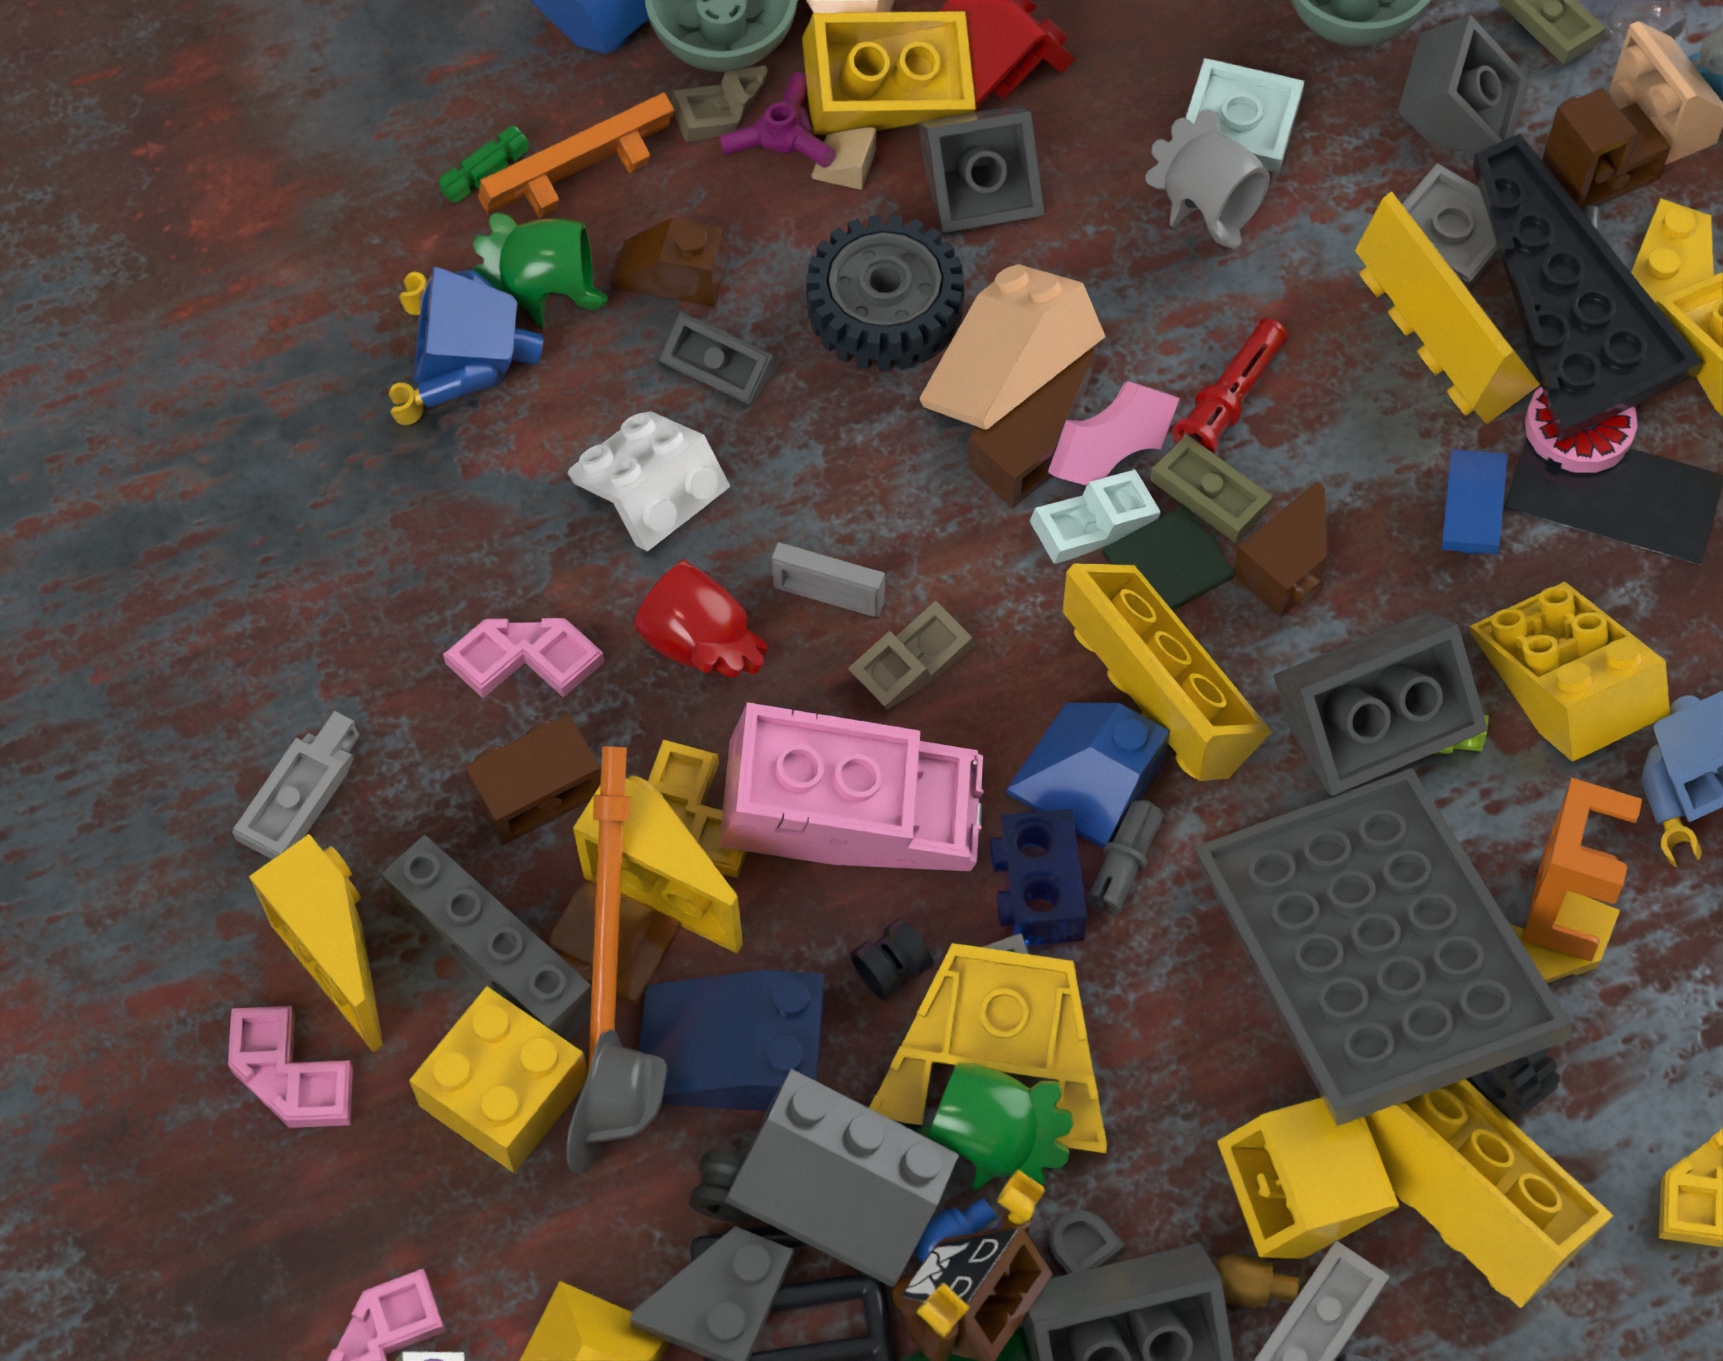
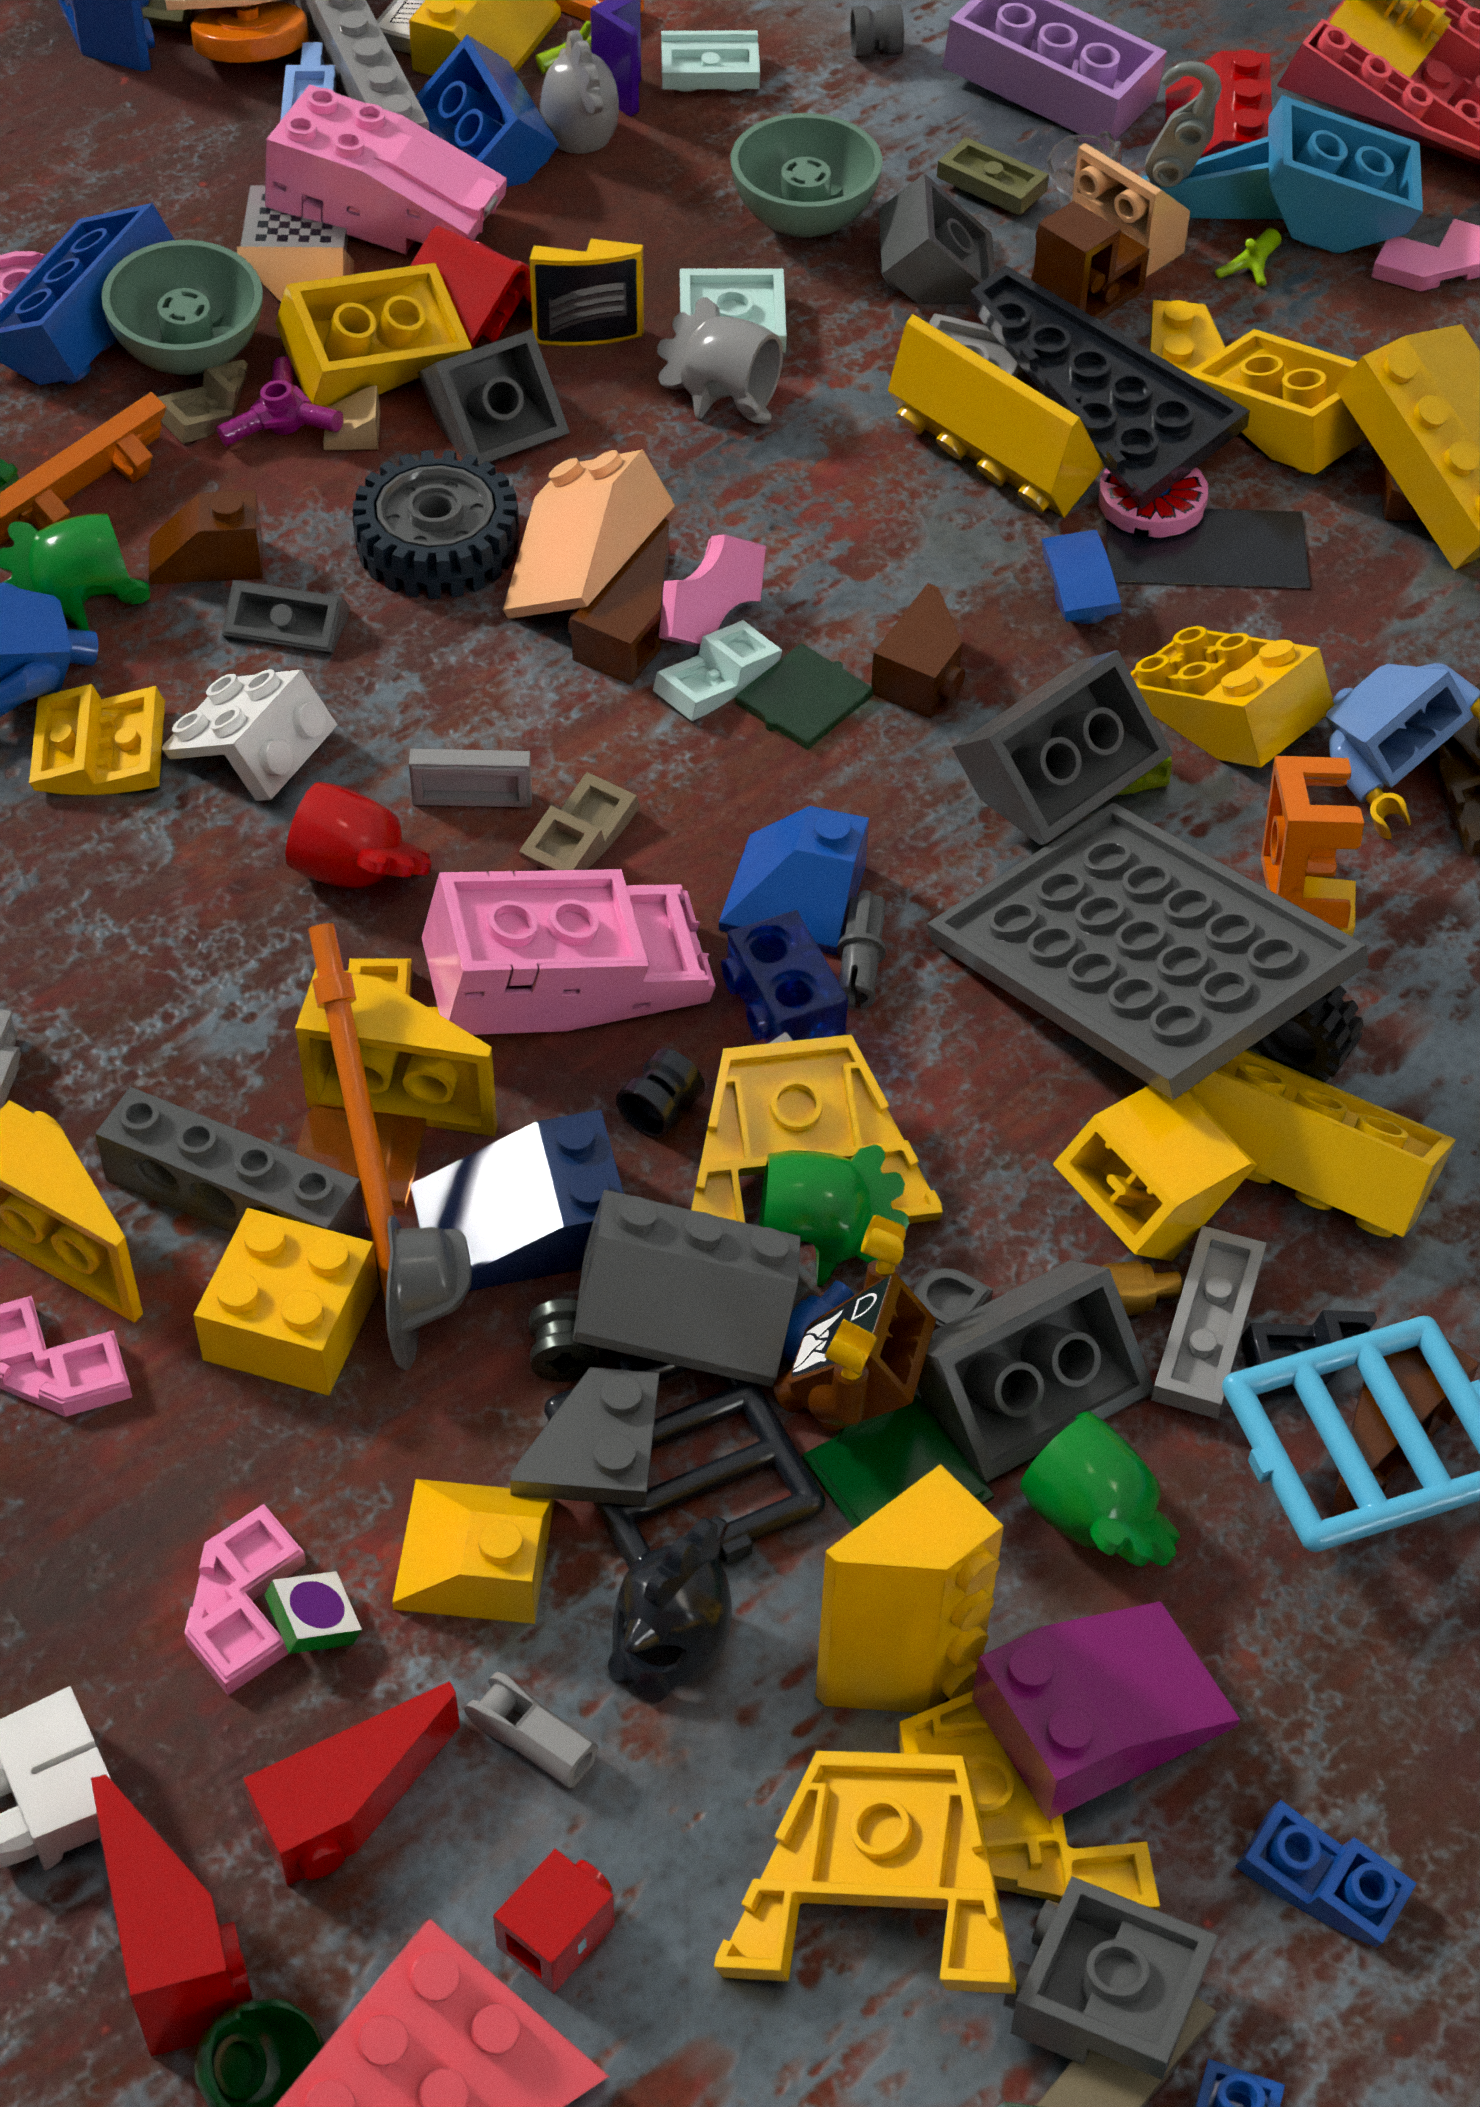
camera: 20 degrees left, 10 degrees down
(500, 648) = (142, 923): bright pink tile -> none
(513, 450) = (97, 743): none -> yellow slope
(534, 778) = (226, 1022): reddish brown brick -> none
(1102, 76) = (587, 294): none -> slope
(1162, 668) = (836, 773): yellow slope -> none
(1211, 488) = (823, 620): olive plate -> none
(1220, 404) = (825, 496): red pin -> none

